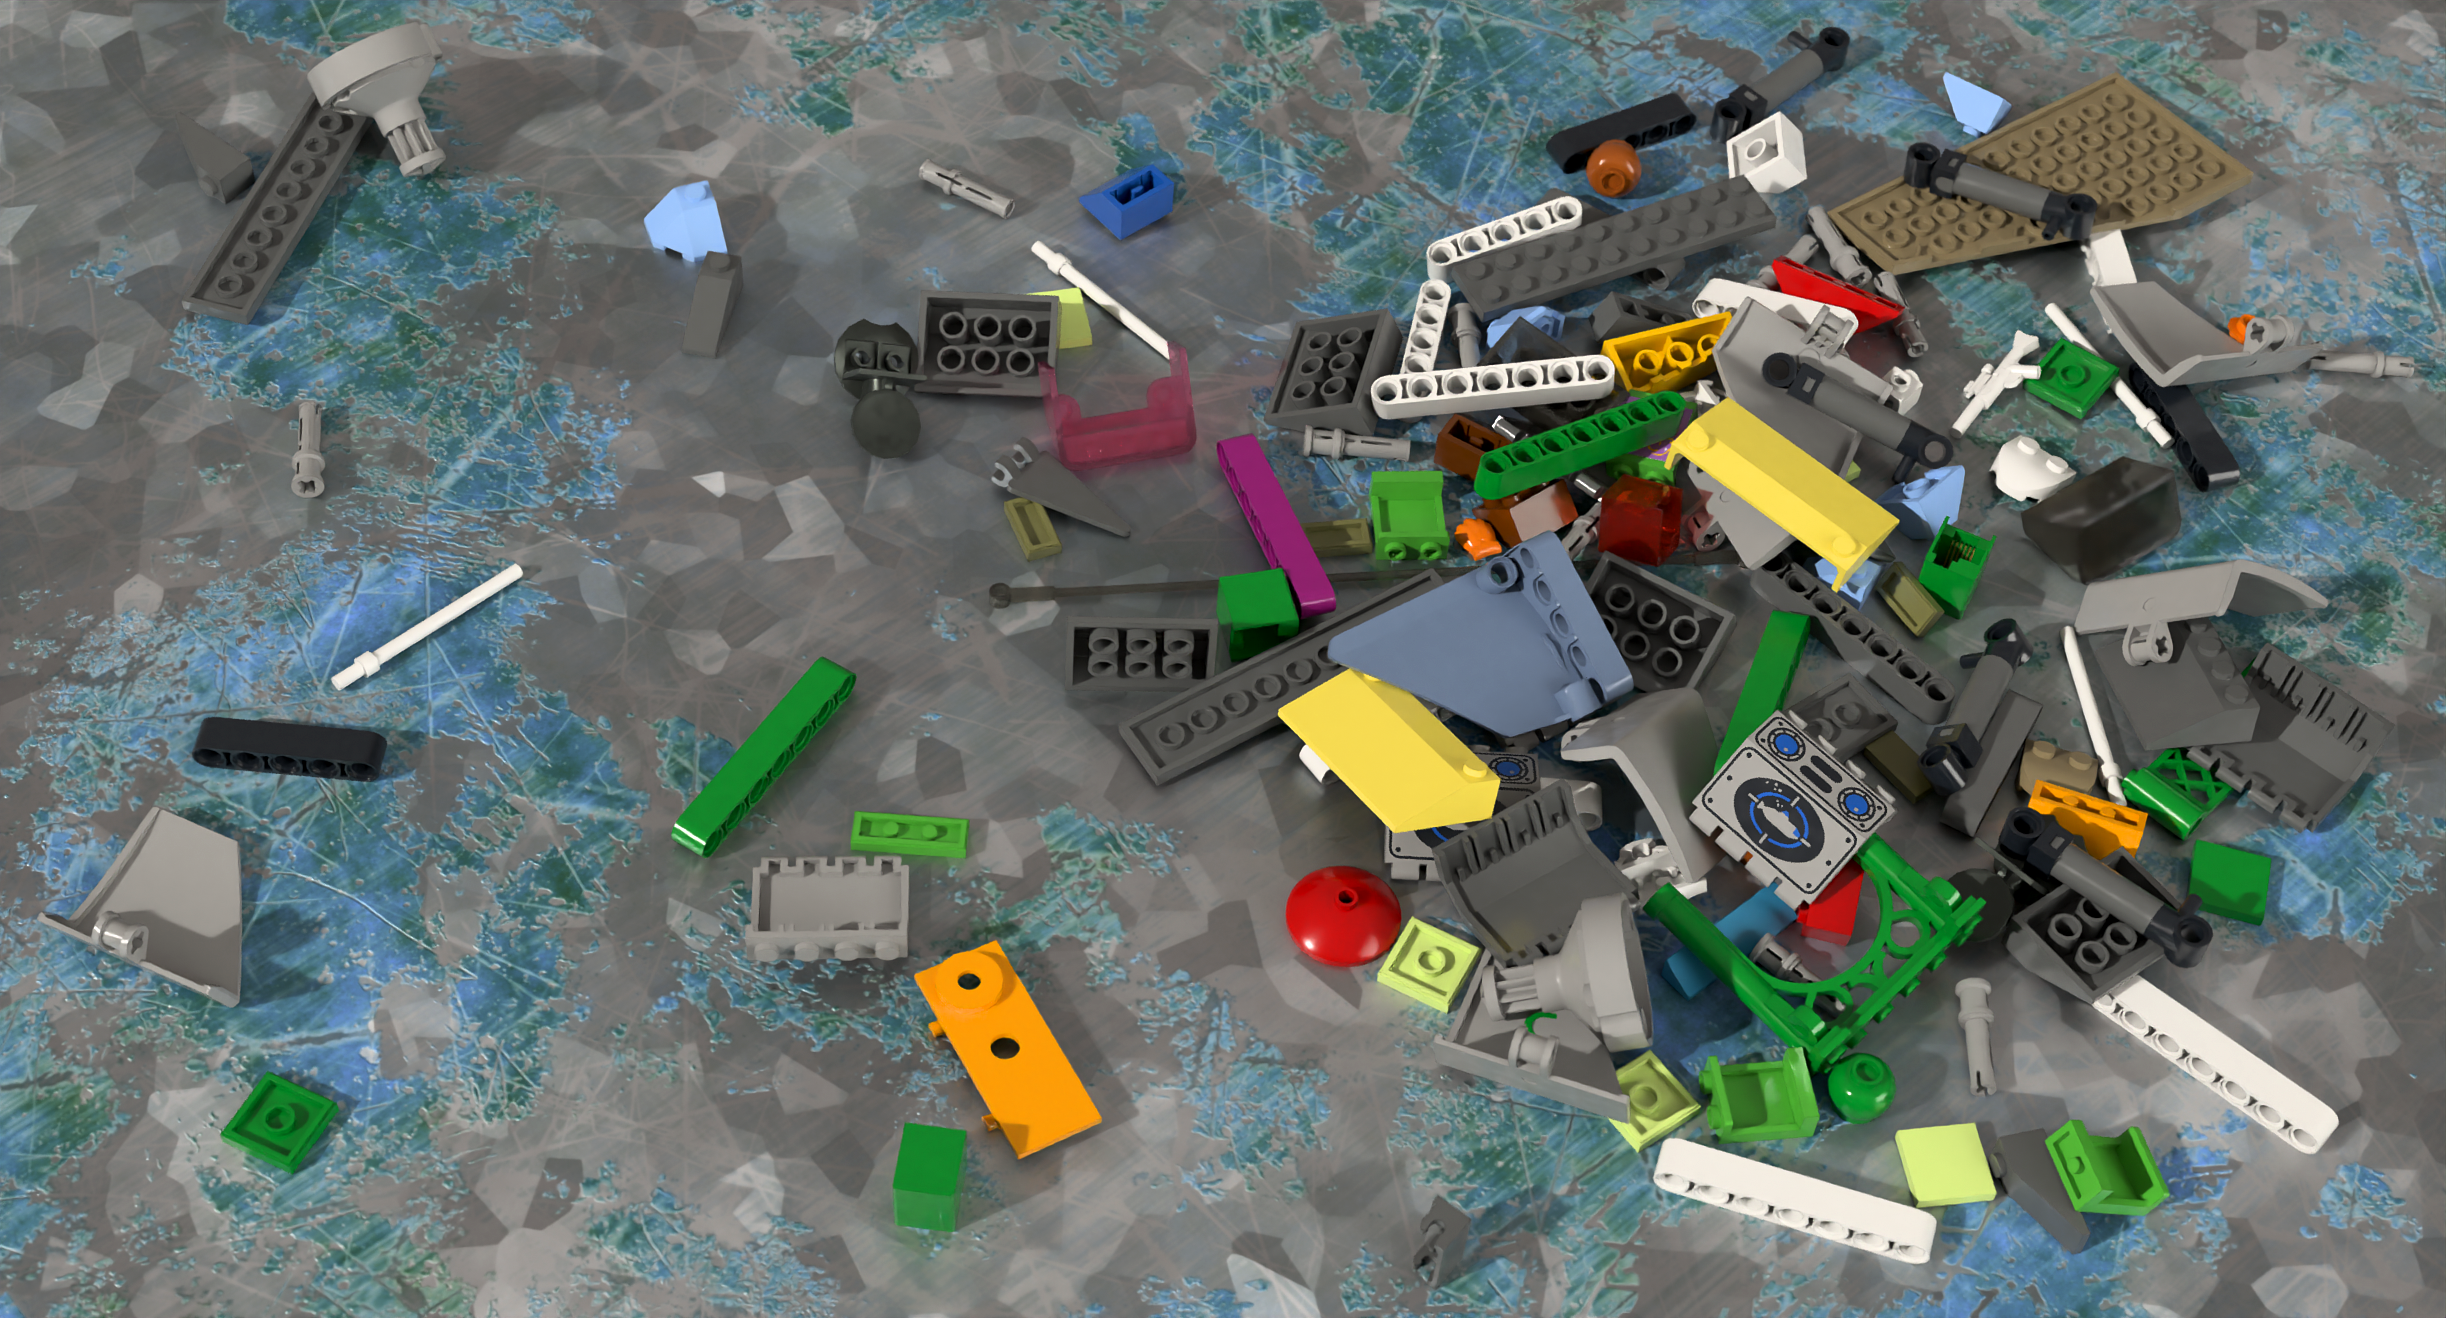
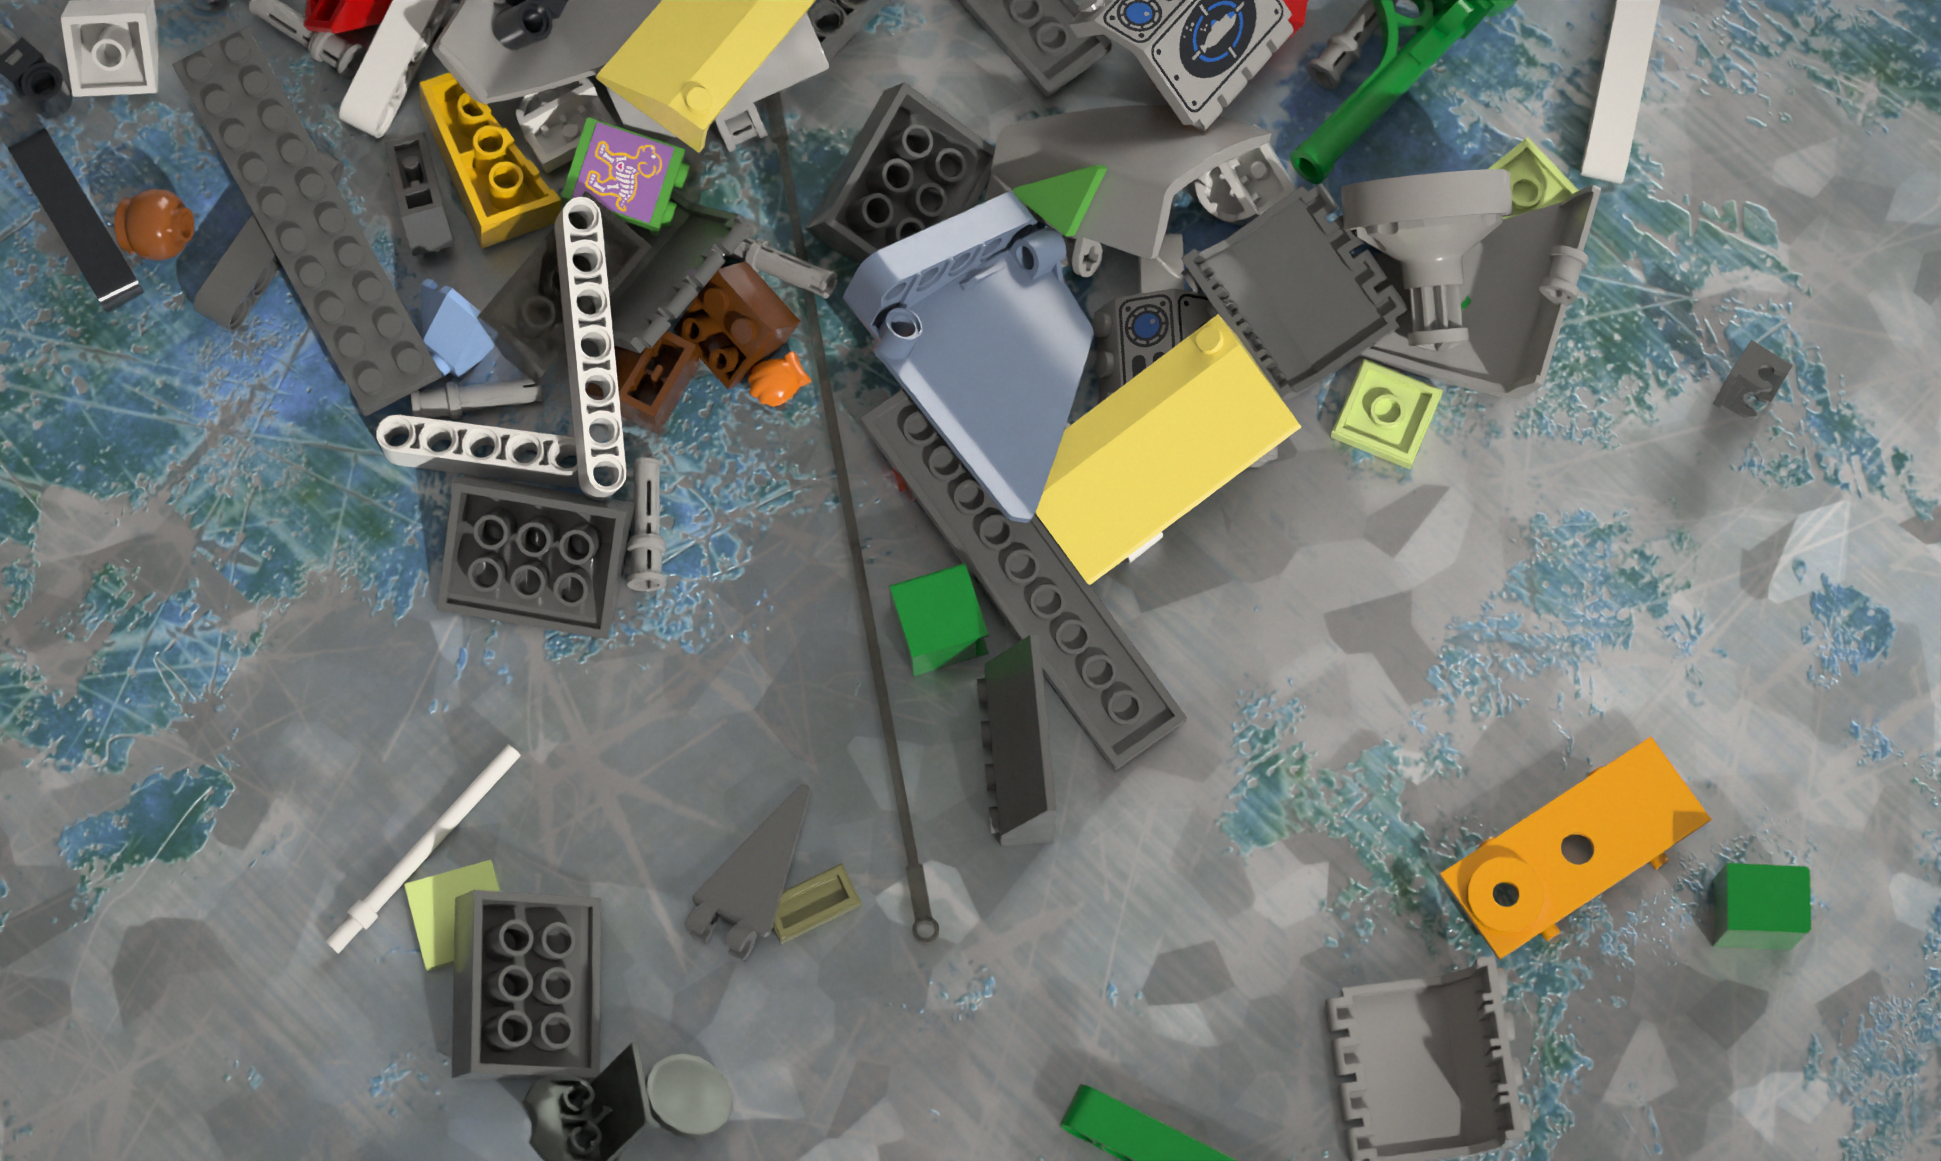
camera: 90 degrees left, 20 degrees up
(910, 834) = (1292, 994): bright green tile -> none
(934, 173) = (232, 1051): light grey pin -> none
(1125, 436) = (647, 798): clear pink windscreen -> none
(1131, 200) = (242, 834): blue slope -> none
(1275, 524) = (792, 609): magenta beam -> none
(1339, 537) = (791, 544): olive tile -> none
(1341, 931) = (1328, 532): red dish -> none
(1408, 515) = (758, 459): bright green panel -> none
(1515, 228) = (298, 332): white beam -> none
(1579, 445) = (699, 256): green beam -> none
(1621, 710) = (1064, 197): none -> bright green tile
(1640, 520) = (762, 187): clear red piece -> none
(1743, 927) = (1312, 106): dark azure slope -> none
(1760, 1099) = (1508, 79): bright green panel -> none
(1767, 679) = (1003, 61): green beam -> none

